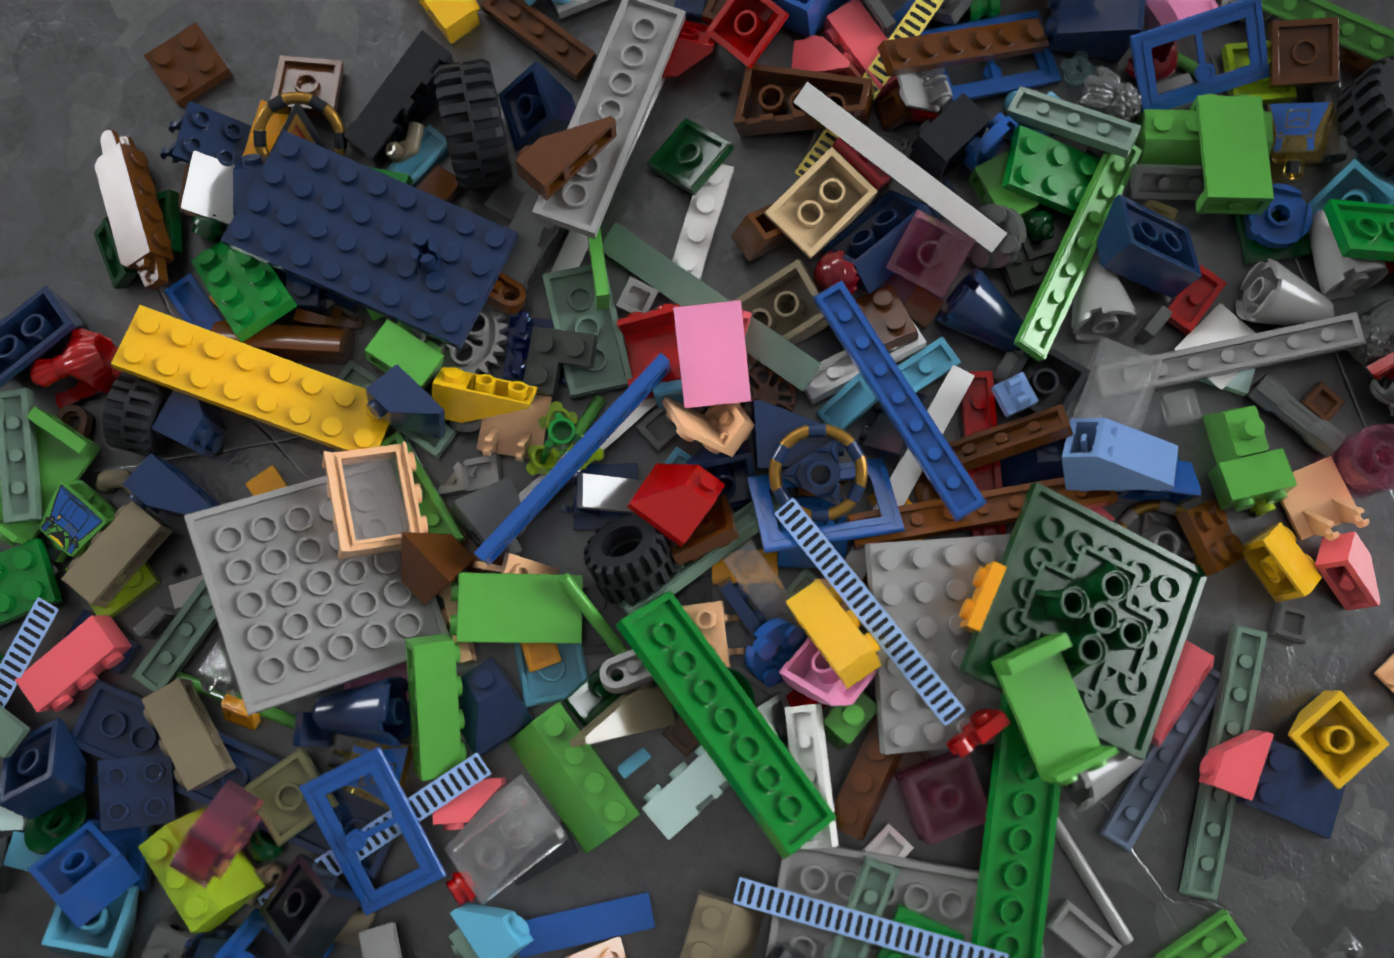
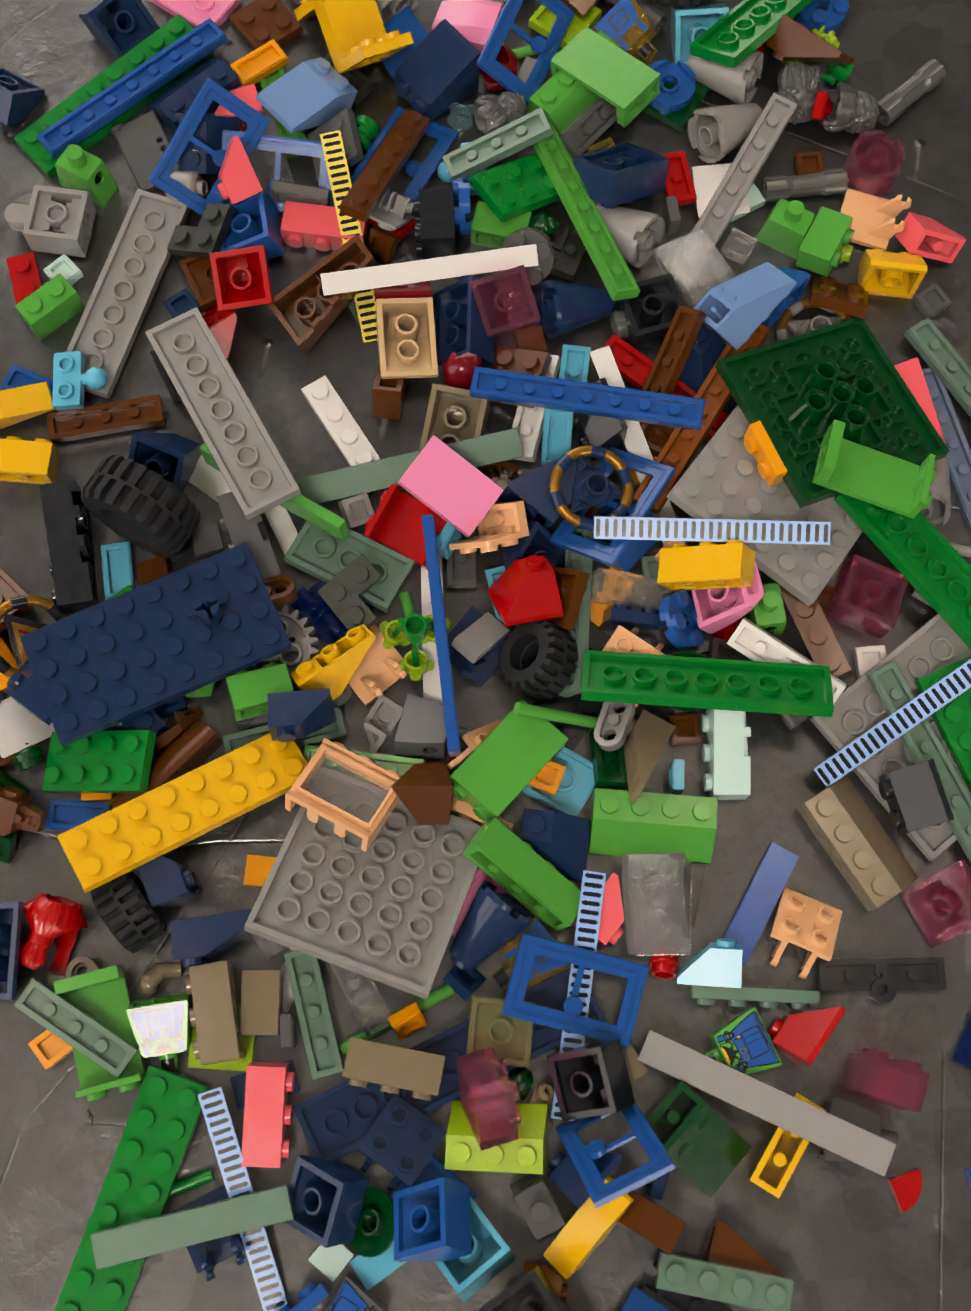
camera: 50 degrees left, 5 degrees down
(159, 582) = (261, 1002): none -> dark tan panel
(407, 148) = (106, 570): dark tan arm -> none
(561, 155) = (225, 465): reddish brown slope -> none
(690, 156) = (291, 395): dark green tile -> none
(820, 55) = (304, 255): coral slope -> none
(981, 728) = (847, 527): red plate -> none
(1014, 394) = (646, 329): medium blue tile -> none

